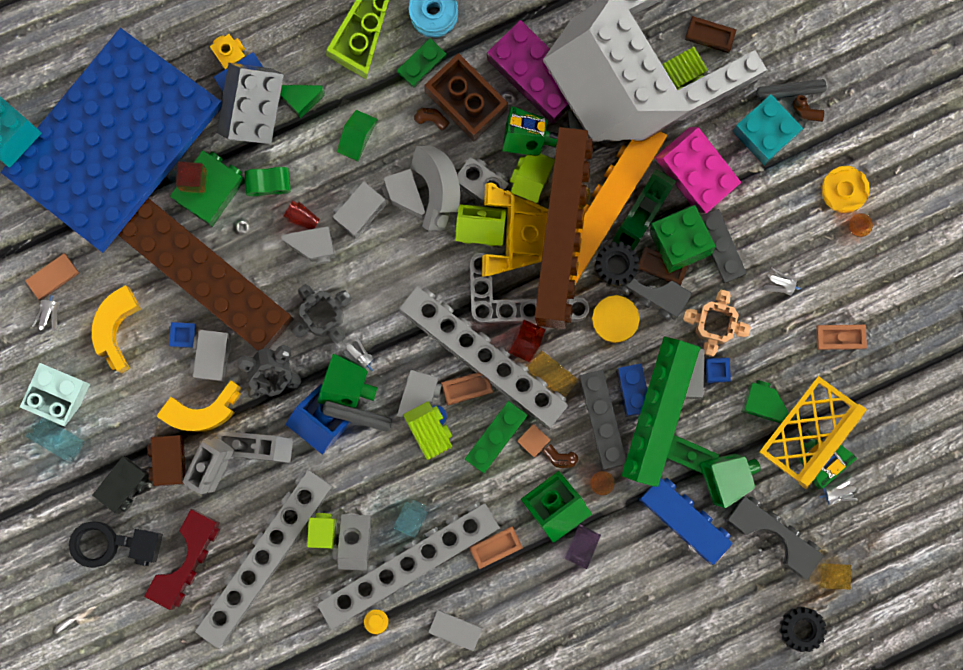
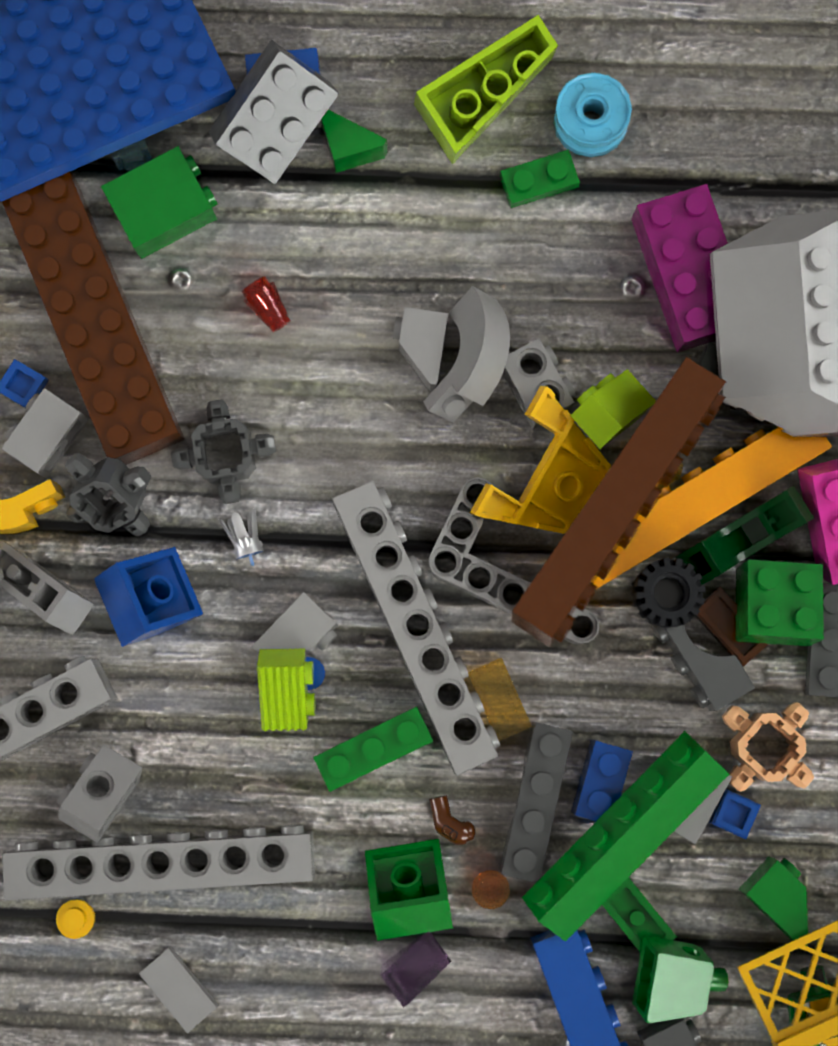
camera: 30 degrees right, 0 degrees up
(191, 177) = (140, 172): clear red brick -> none
(227, 50) = (285, 27): yellow brick -> none
(267, 181) = (245, 234): green axle -> none
(312, 244) = (263, 350): light grey slope -> none
(322, 531) = (62, 755): lime brick -> none
(345, 383) = (203, 565): green torso -> none
(356, 135) = (399, 231): green slope -> none
(356, 416) = (196, 618): dark grey axle -> none
(359, 209) = (349, 334): light grey brick -> none
(411, 518) = (197, 800): clear light blue brick -> none
(431, 114) = (515, 254): reddish brown arm -> none
(466, 97) = (576, 253): reddish brown brick -> none
(466, 388) = (368, 656): nougat tile -> none
(480, 225) = (505, 440): lime brick -> none
(495, 547) = (295, 902): nougat tile -> none
(526, 340) = (486, 634): clear red brick -> none
(527, 133) = (635, 345): green torso -> none
(533, 440) = (425, 778): nougat tile -> none
(615, 319) = (627, 667): yellow tile -> none

